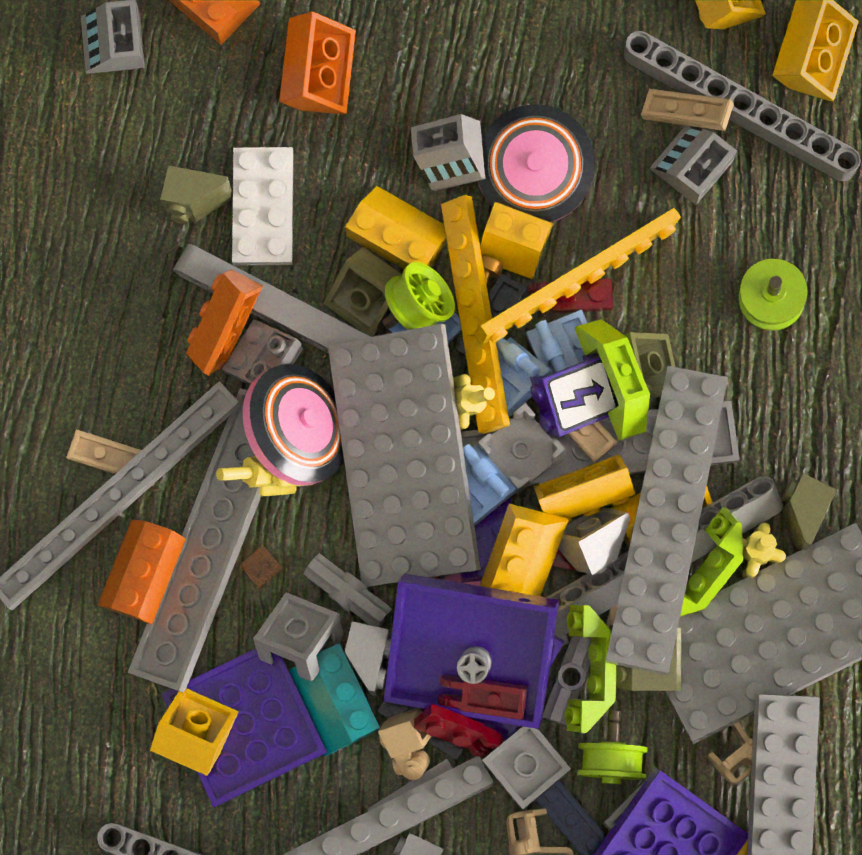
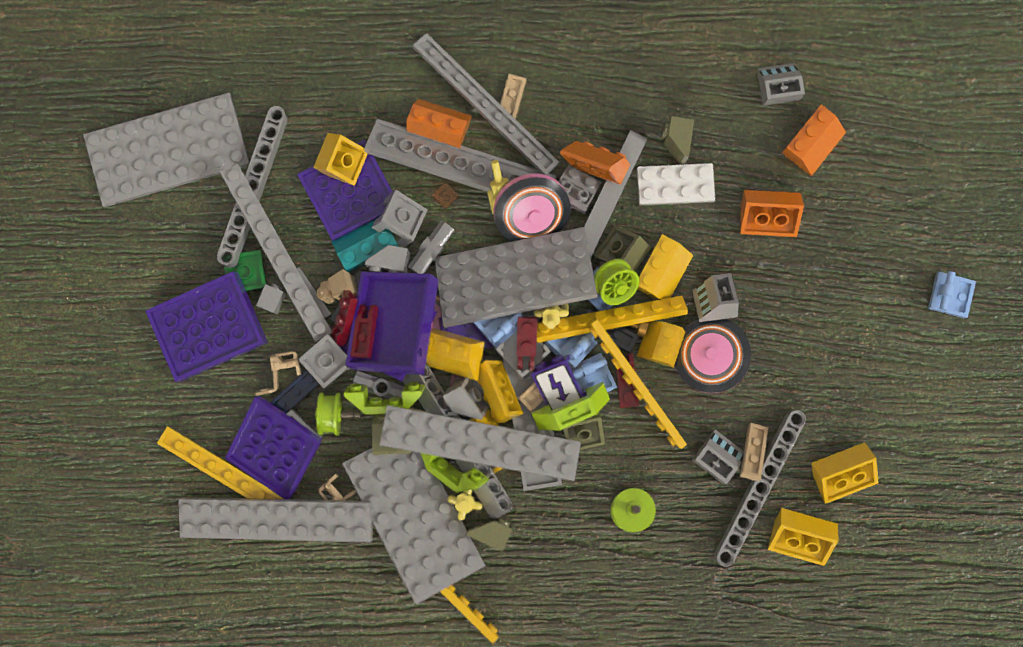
camera: 80 degrees right, 5 degrees up
(471, 671) = (379, 320): light grey wheel -> none
(508, 440) = (526, 340): none -> dark red hinge

